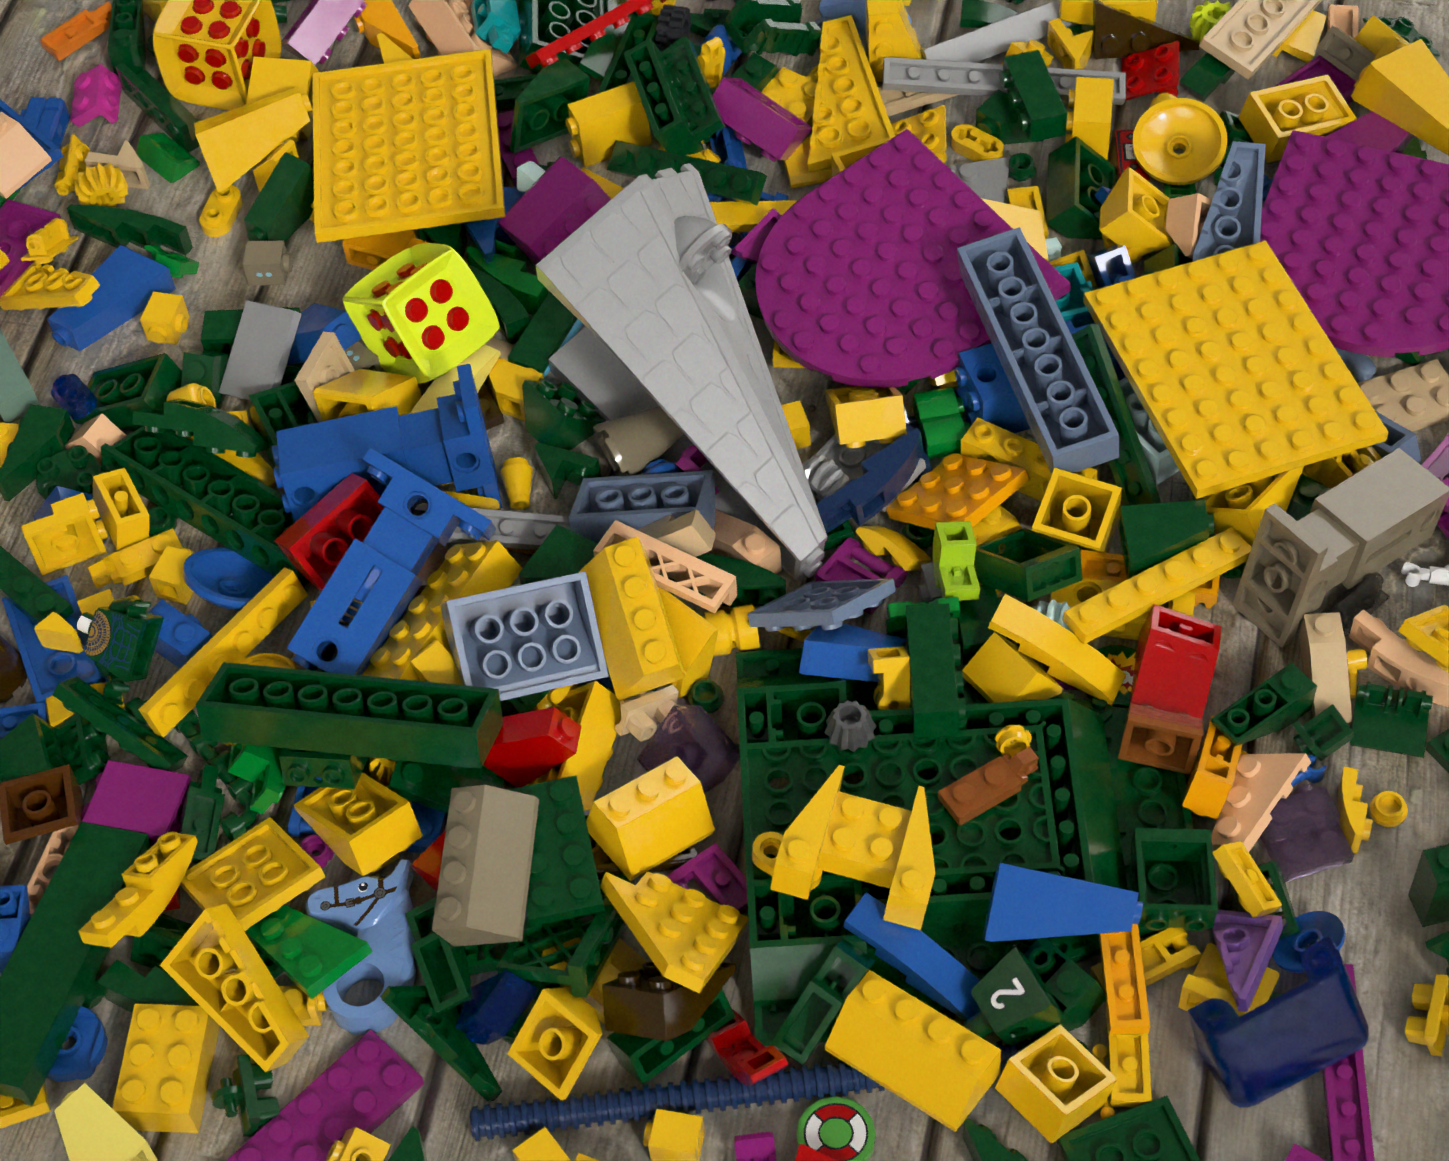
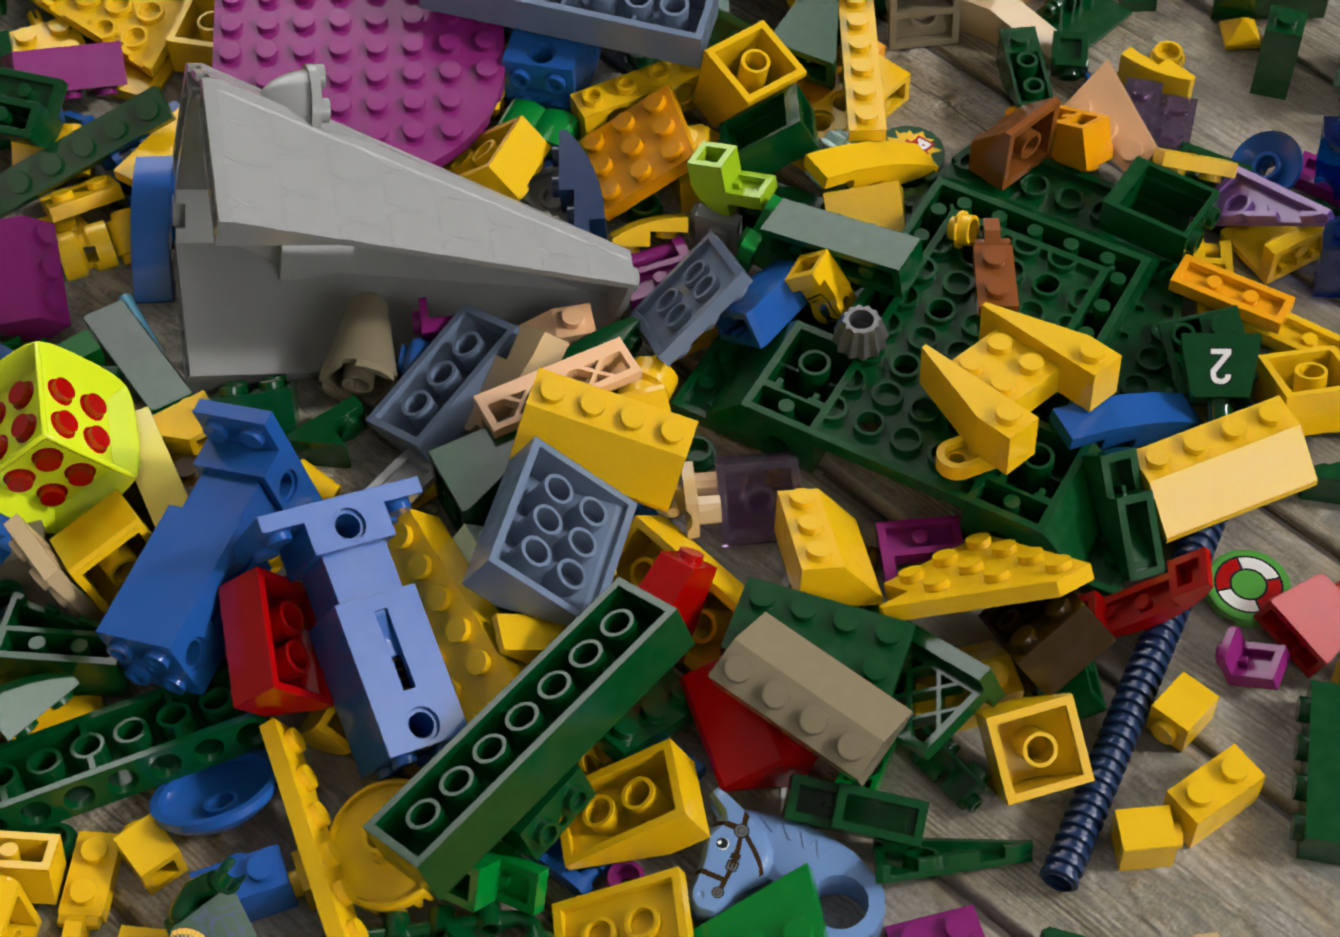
camera: 60 degrees left, 0 degrees up
(494, 1007) = (952, 788): clear blue slope -> none
(1050, 905) = (1153, 291): blue slope -> none
(1175, 662) = (938, 101): red slope -> none

